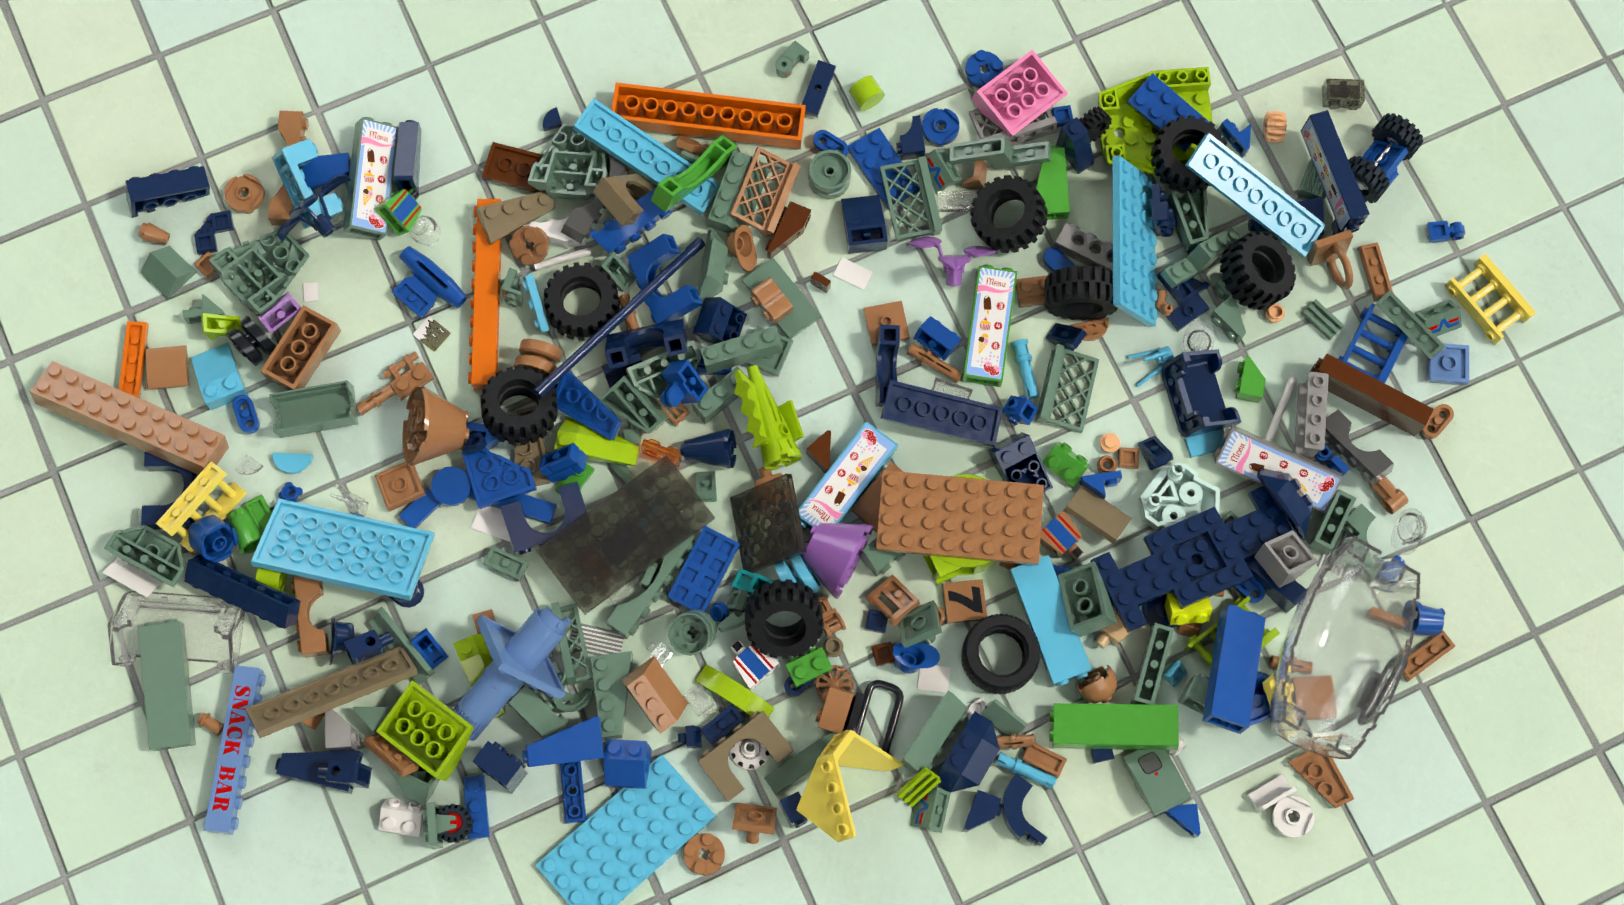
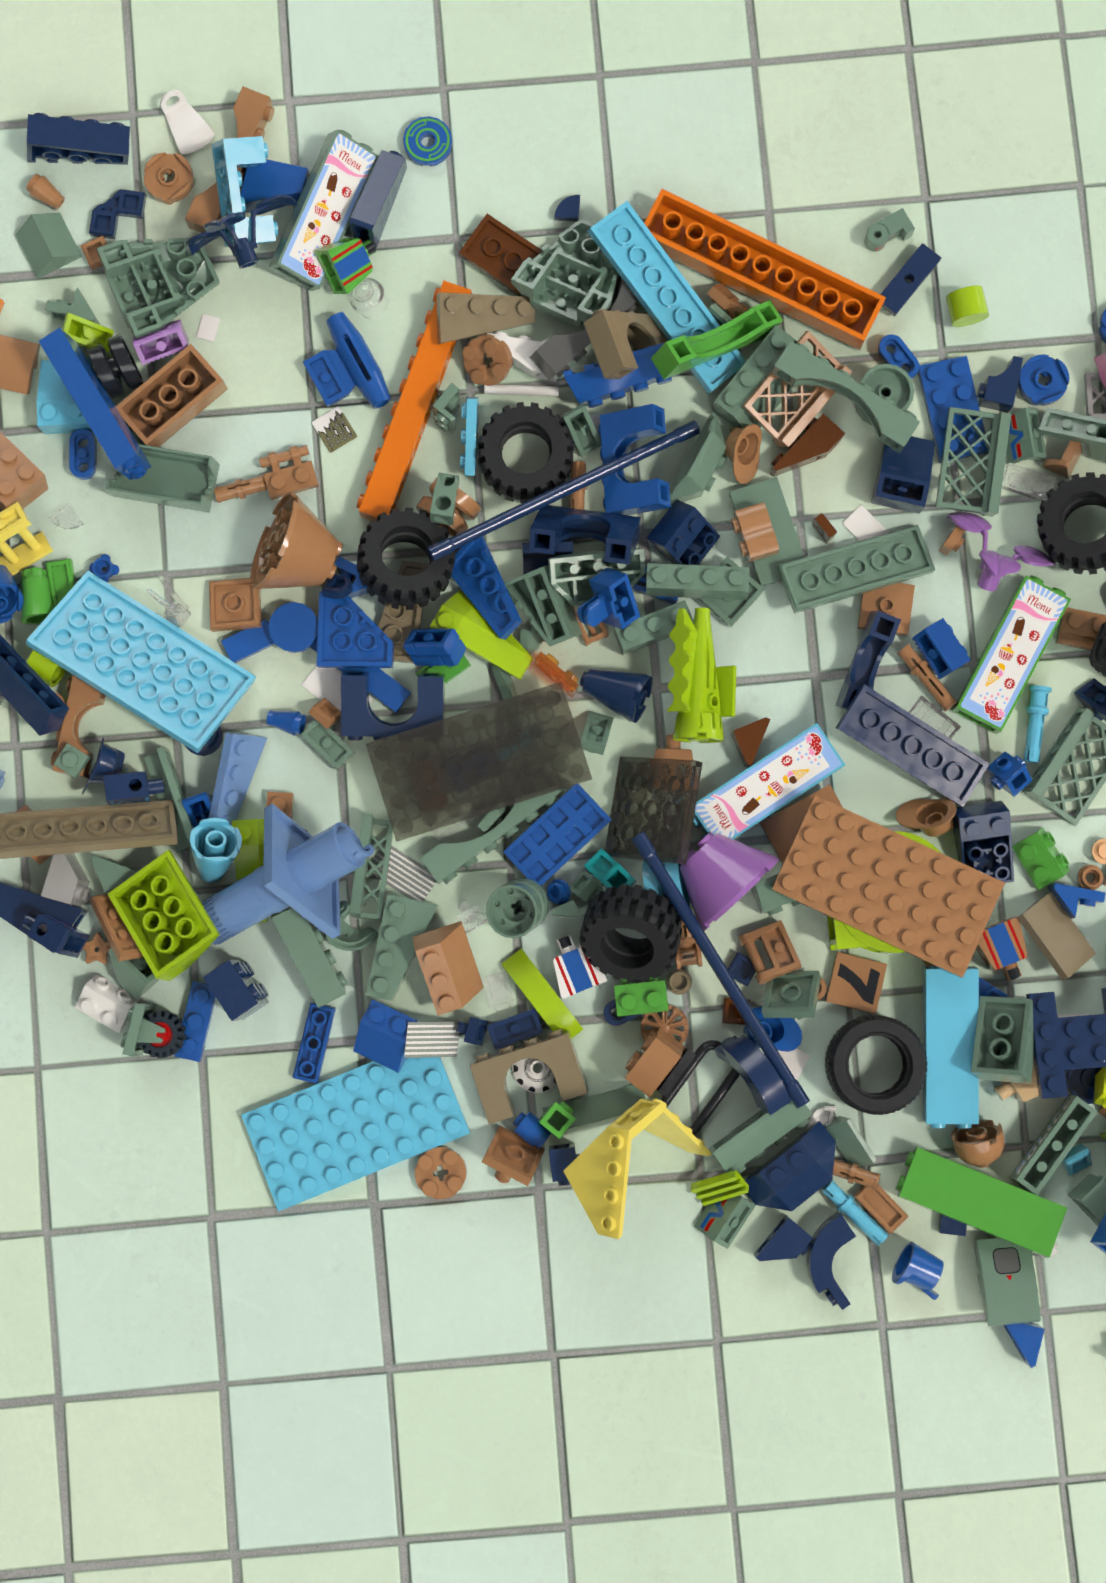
camera: 25 degrees right, 10 degrees up
(244, 152) = (186, 124): none -> white piece
(247, 370) = (95, 404): none -> blue brick
(291, 462) = (118, 532): medium azure tile -> none
(315, 641) = (72, 760): none -> sand green plate
(379, 773) = (92, 955): none -> medium nougat plate
(426, 96) = (423, 128): none -> blue tile
(443, 609) = (235, 773): none -> medium blue wing
(447, 667) = (214, 848): none -> medium azure cone
(470, 557) = (288, 721): none -> blue cone
(497, 541) = (325, 713): none -> medium nougat tile
(534, 351) = (444, 499): none -> sand green leg
(571, 744) = (324, 992): blue slope -> none
(662, 753) = (431, 1039): none -> light grey sticker
(761, 795) = (530, 1129): none -> blue brick
(762, 173) = (802, 368): none -> sand green arch
(778, 777) = (557, 1118): none -> bright green brick
(854, 303) = (856, 568): none -> sand green tile
(913, 686) = (756, 1071): none -> dark blue arch
(918, 260) = (953, 541): none -> medium nougat plate
(942, 686) = (649, 854): none -> dark blue piece
(974, 461) = (929, 815): none -> medium nougat piece
(1088, 794) = (918, 1268): none -> blue hat

